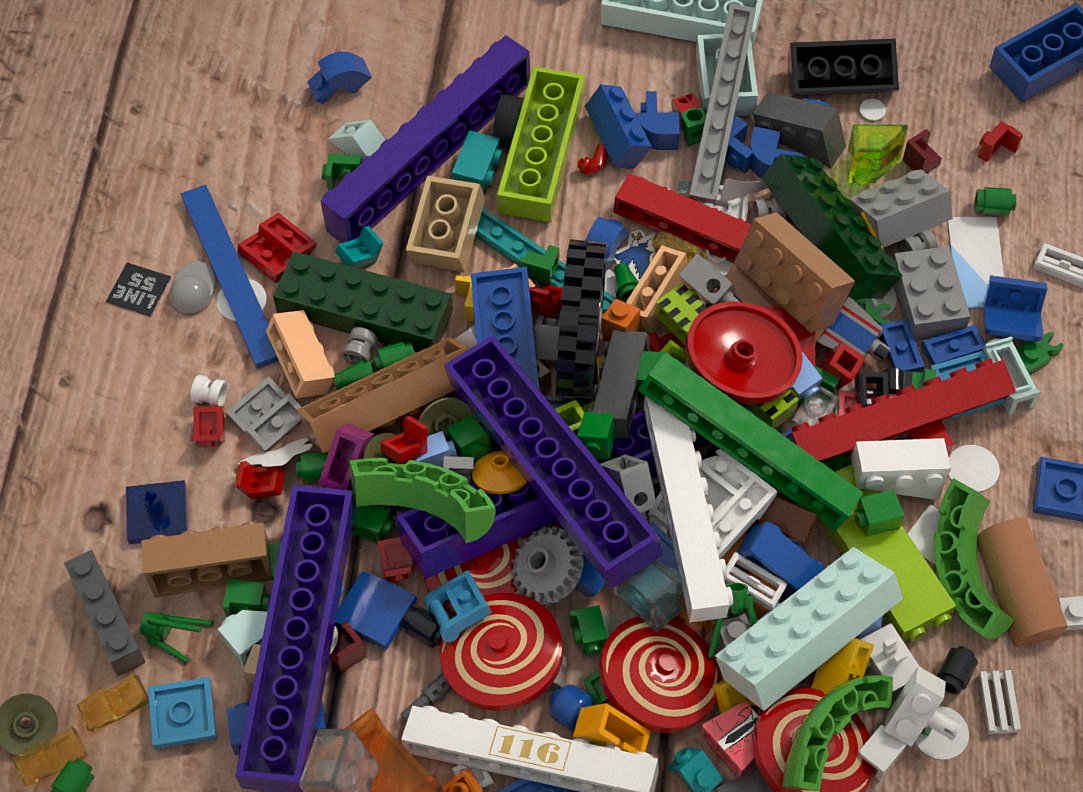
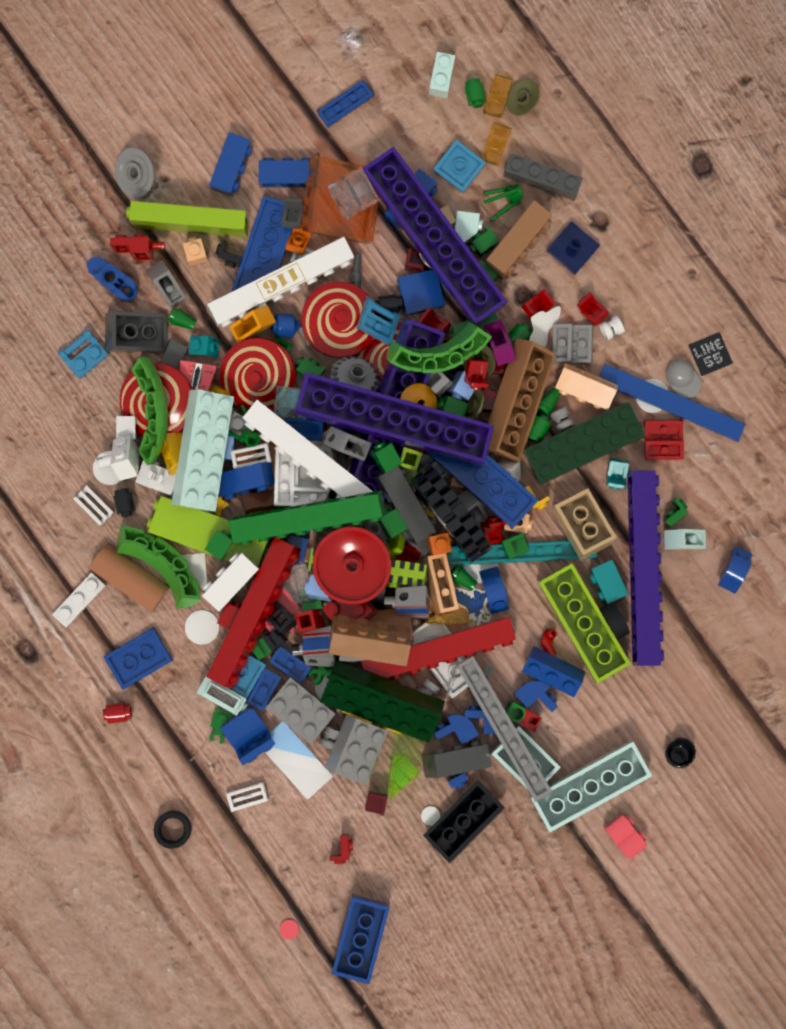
camera: 135 degrees right, 25 degrees up
(995, 201) = (313, 805): green brick -> none

